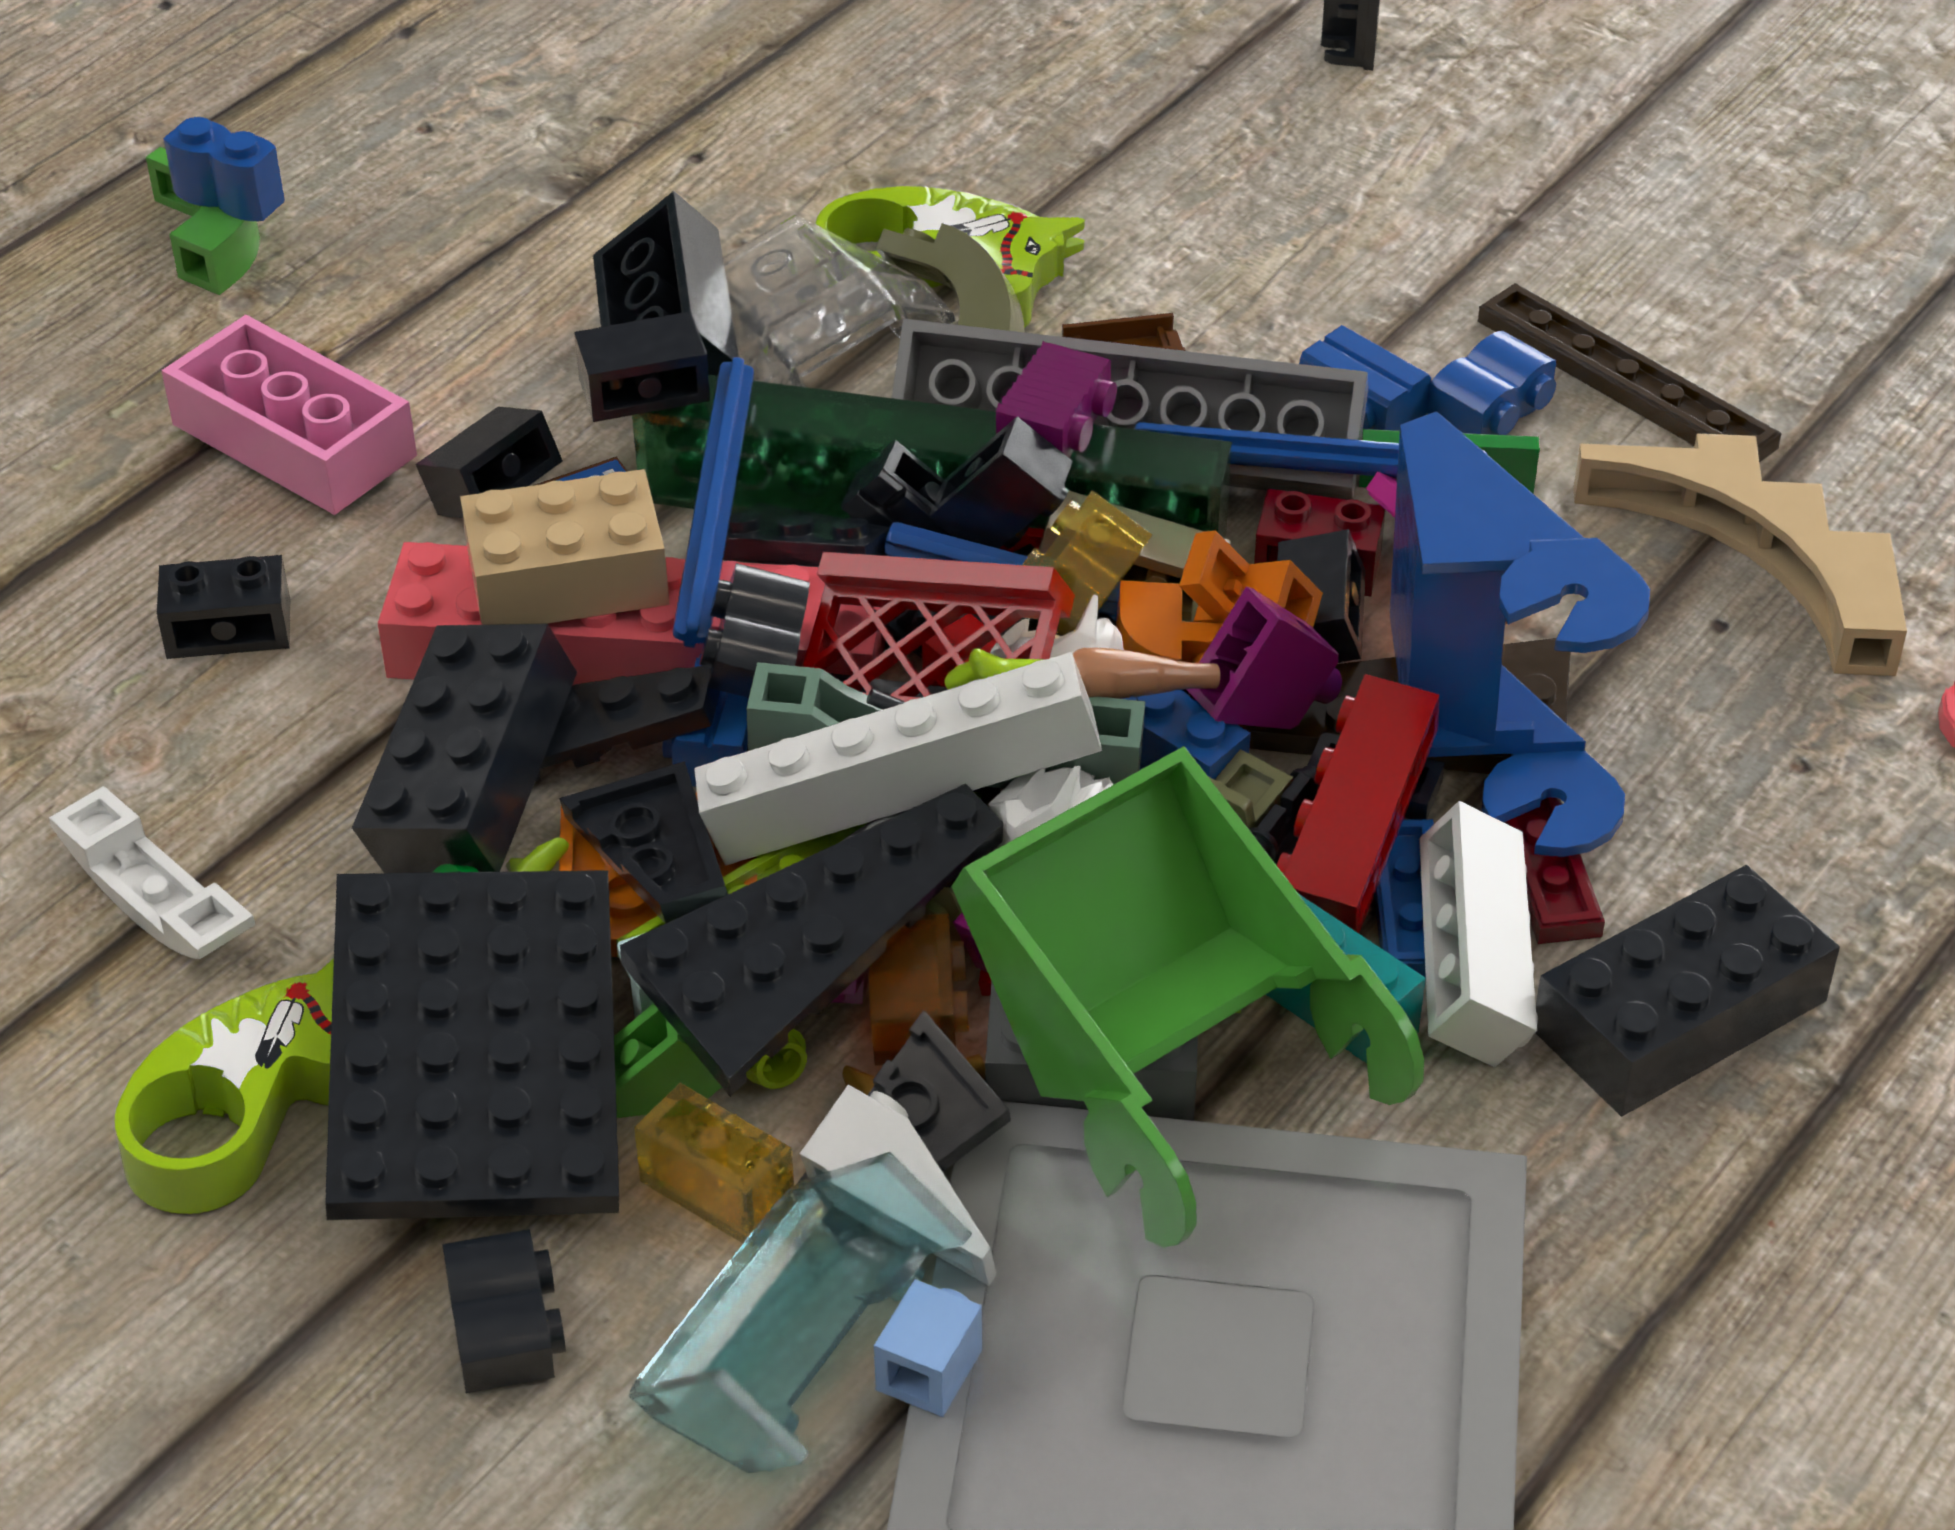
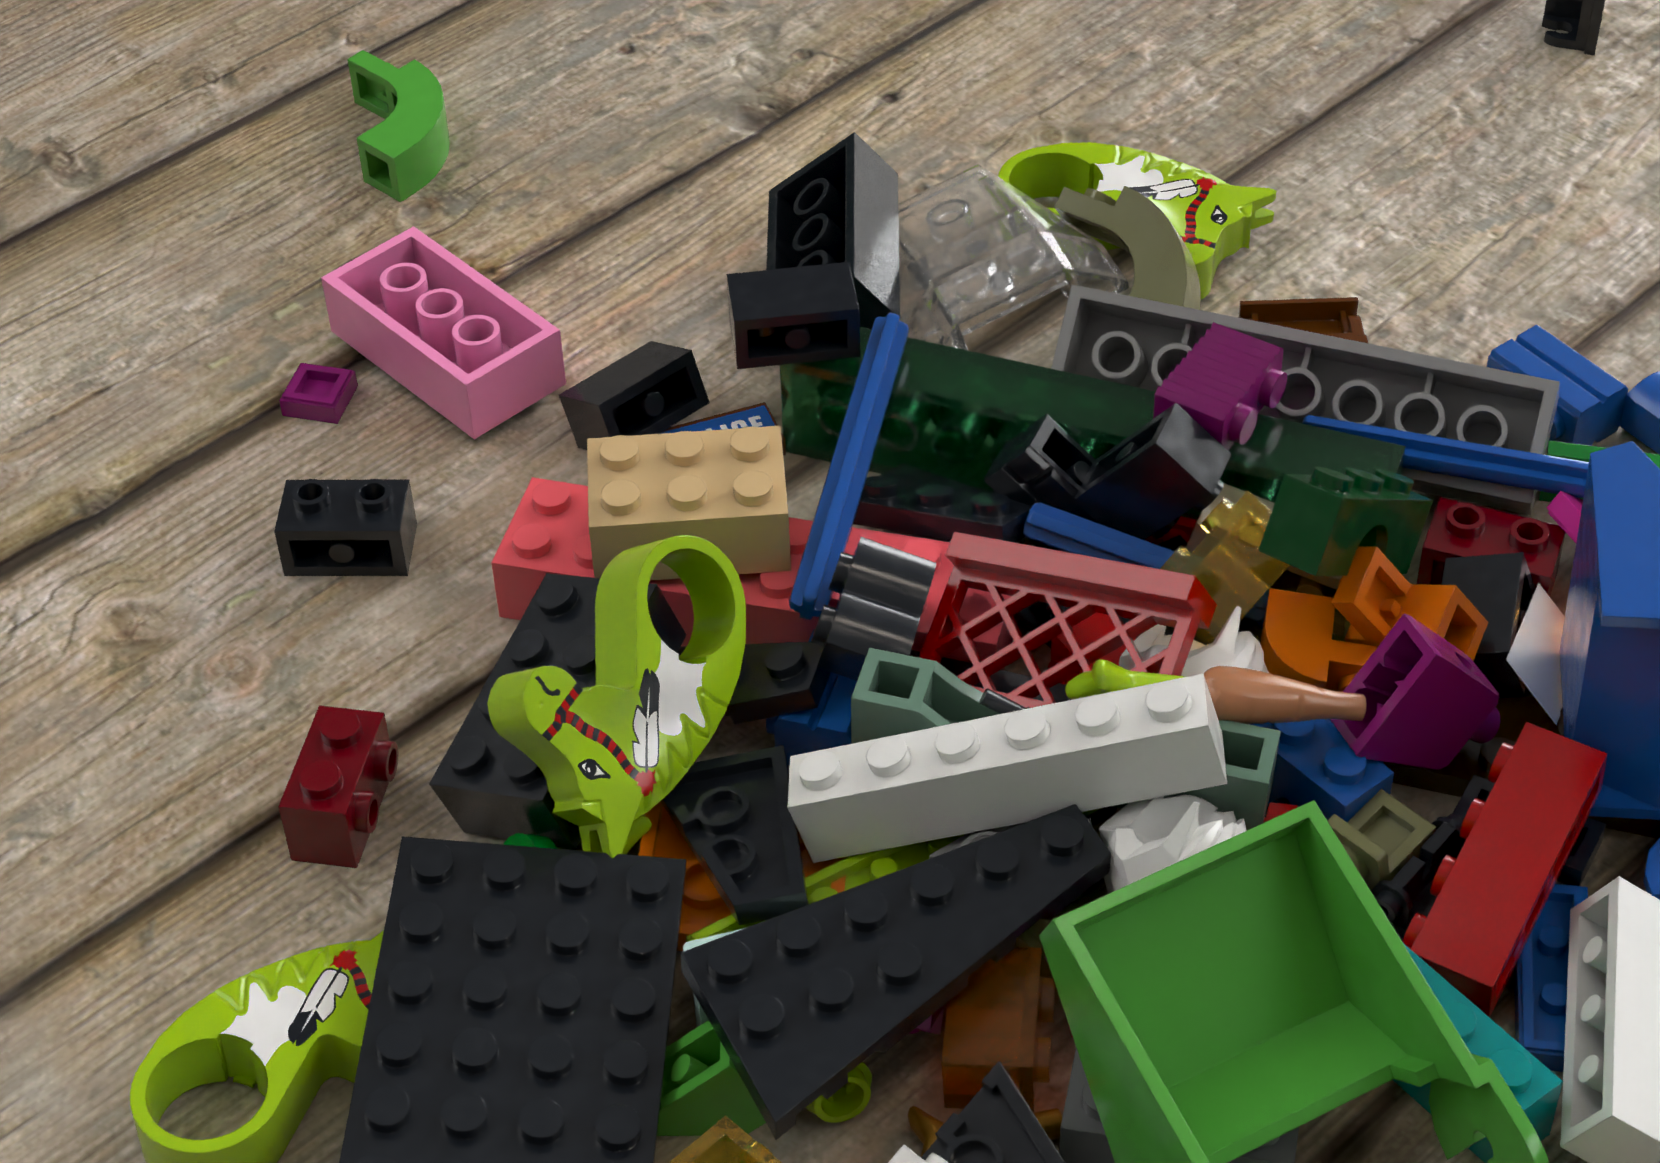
camera: 10 degrees right, 0 degrees up
(144, 880) = (219, 815): white slope -> none
(170, 484) = (318, 393): none -> magenta tile
(224, 169) = (417, 77): blue brick -> none
(262, 838) = (338, 786): none -> dark red brick
(556, 737) = (651, 714): none -> lime animal
(1172, 503) = (1330, 514): none -> dark green arch
(1369, 618) = (1536, 652): none -> white sticker

